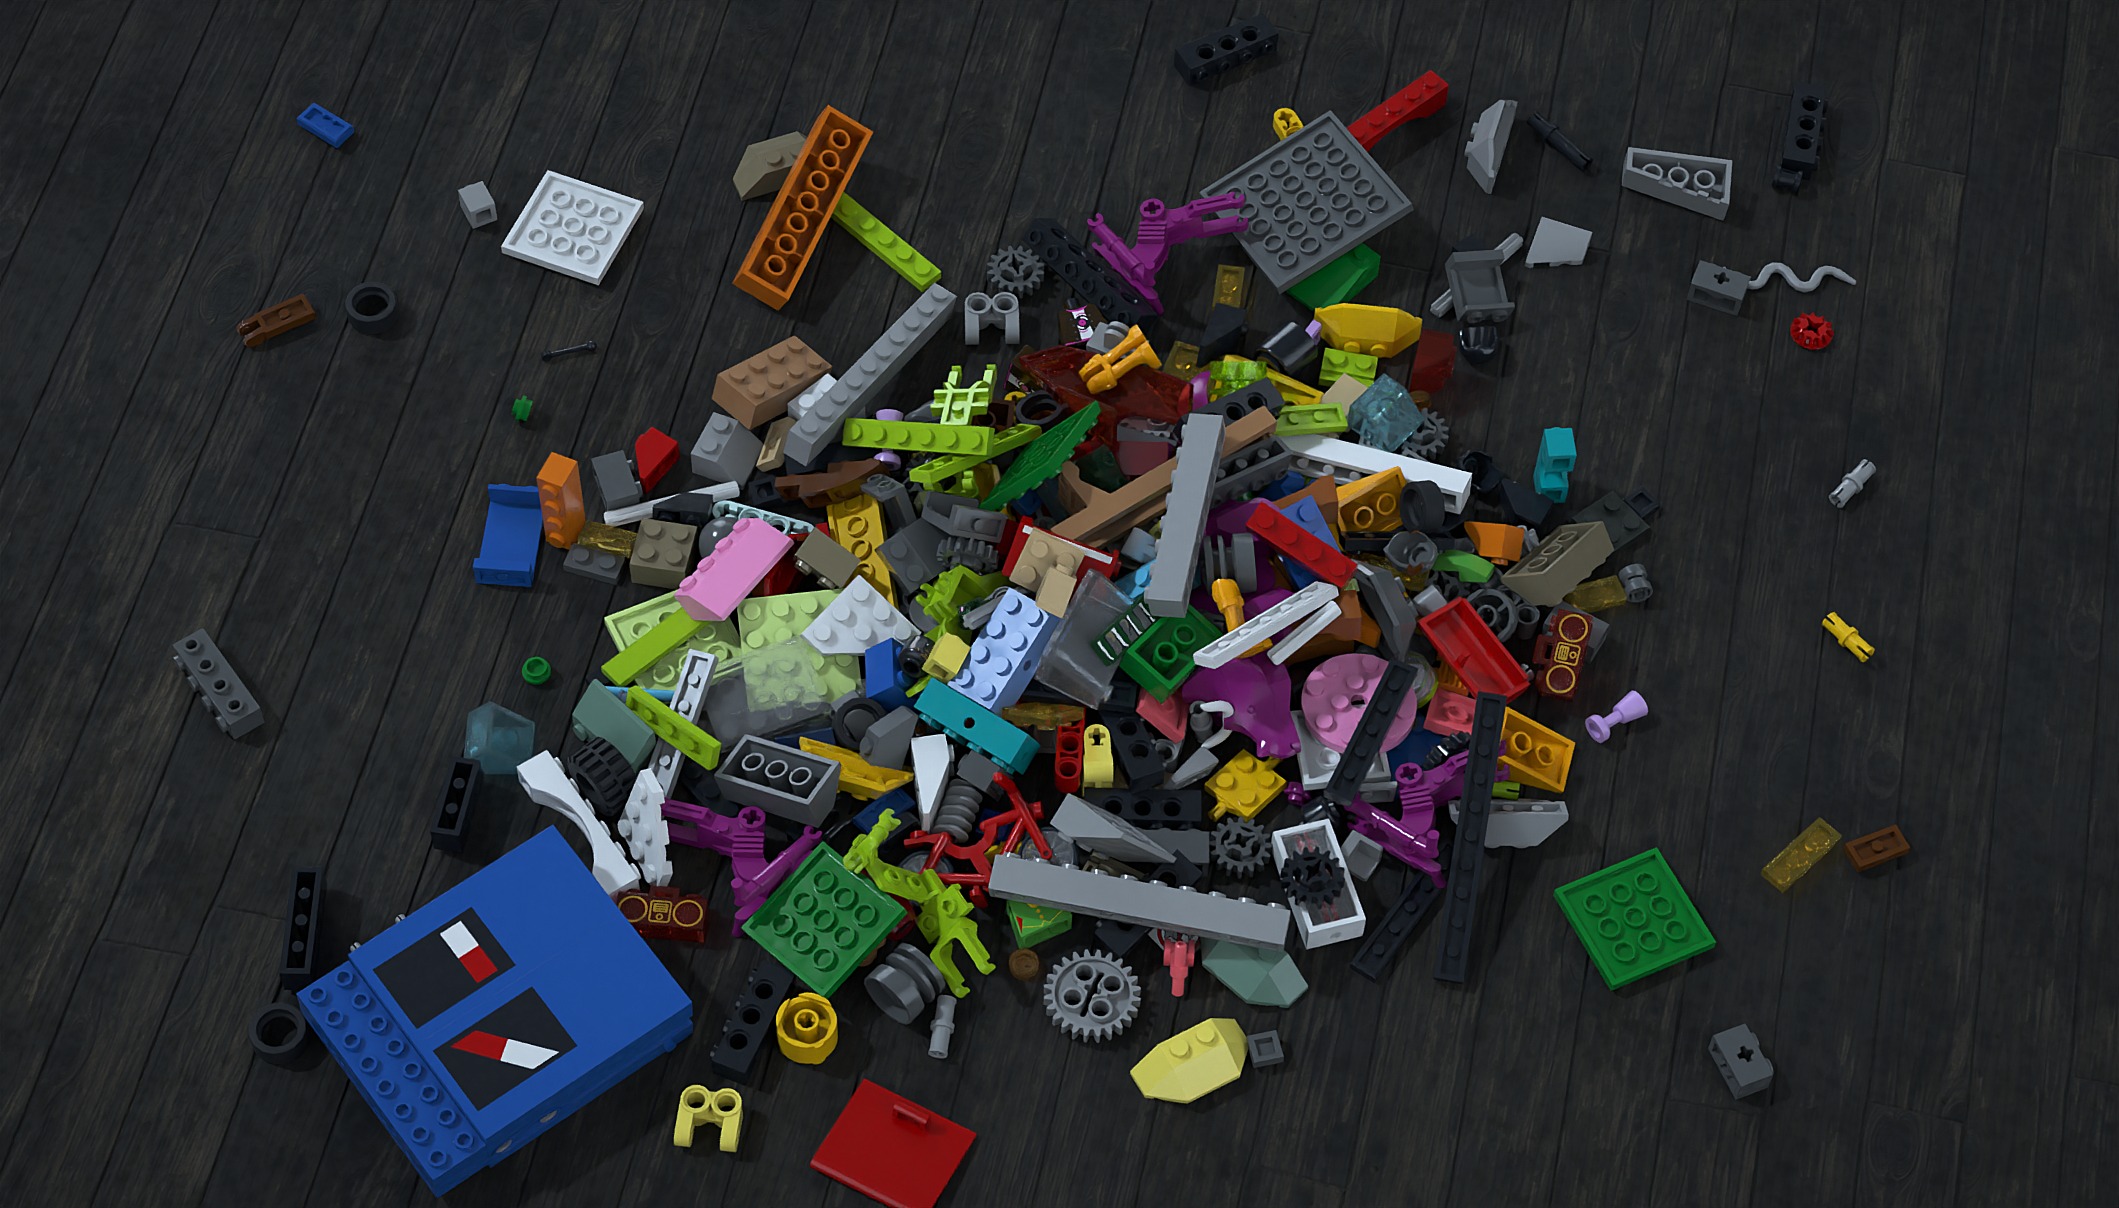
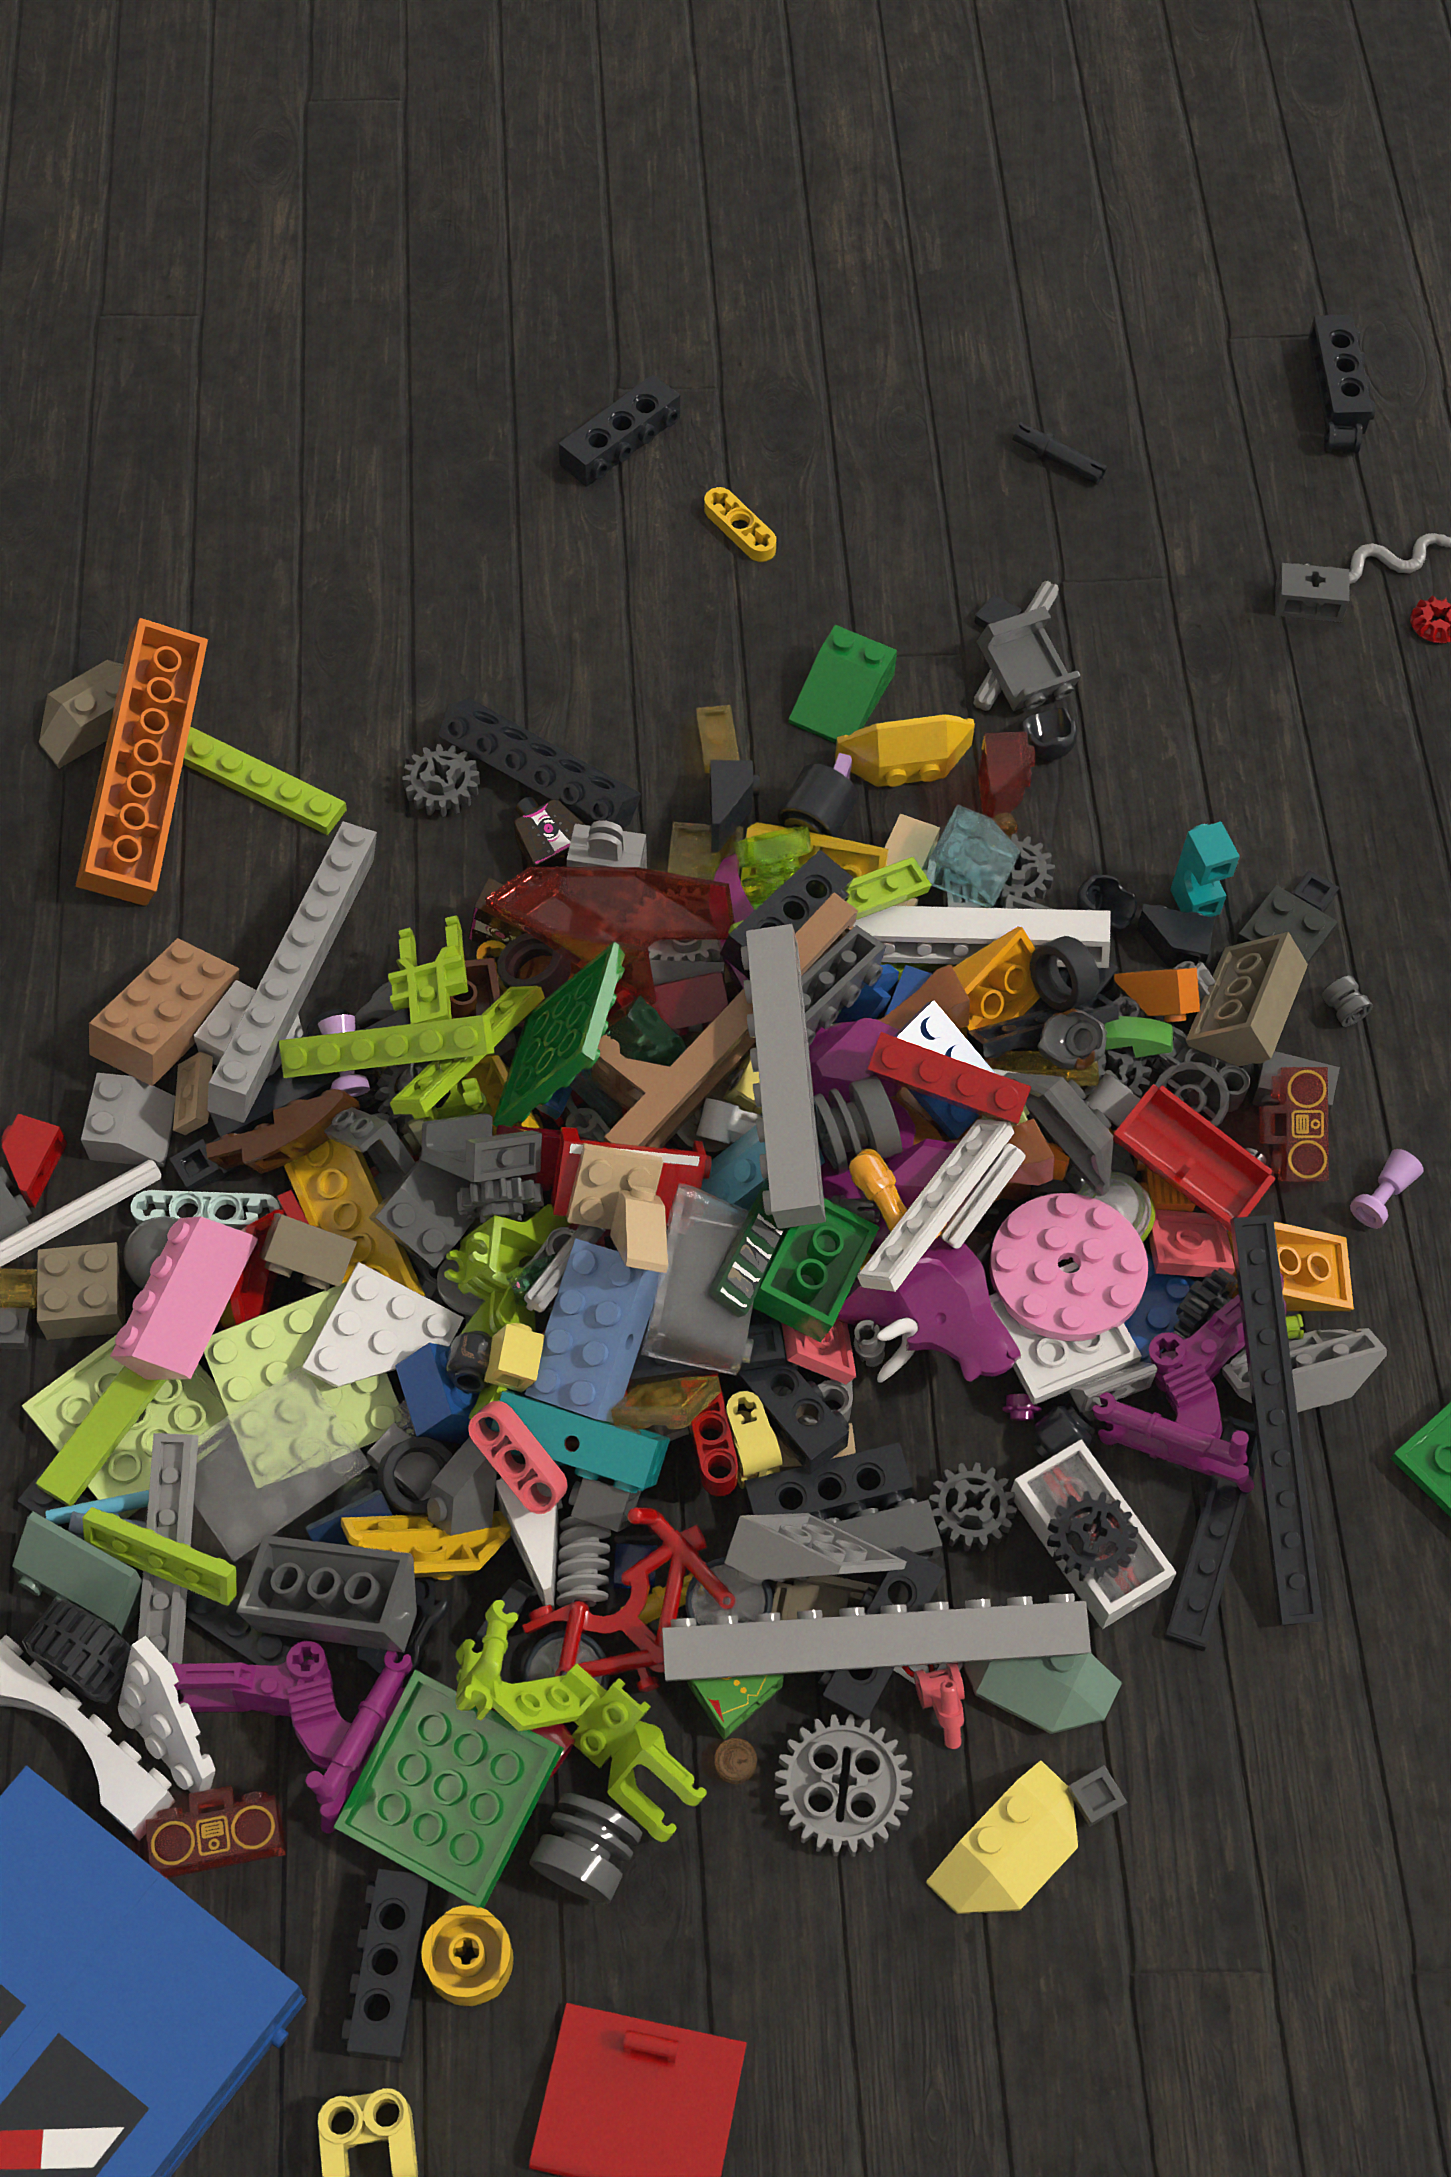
camera: 15 degrees left, 5 degrees up
(685, 509) = (95, 1220): black slope -> none
(896, 800) = (481, 1590): blue plate -> none
(918, 715) = (519, 1477): none -> coral beam
(942, 1026) = (653, 1892): light grey pin -> none
(1001, 311) = (428, 843): light grey piece -> none
(1103, 376) = (604, 896): light orange piece -> none
(1158, 233) = (610, 685): magenta piece -> none
(1195, 768) = (876, 1410): light grey slope -> none
(1244, 786) = (948, 1416): yellow plate -> none
(1309, 201) = (784, 602): dark grey plate -> none
(1356, 365) = (887, 801): lime plate -> none
(1361, 855) = (1132, 1473): light grey panel -> none
(1370, 732) = (1104, 1309): black plate -> none
(1415, 101) = (870, 444): red arch -> none
(1490, 142) = (978, 476): light grey wedge -> none
(1558, 244) = (1101, 582): light grey slope -> none
(1597, 595) = (1308, 1028): clear yellow plate -> none
(1680, 179) = (1222, 467): light grey wedge -> none

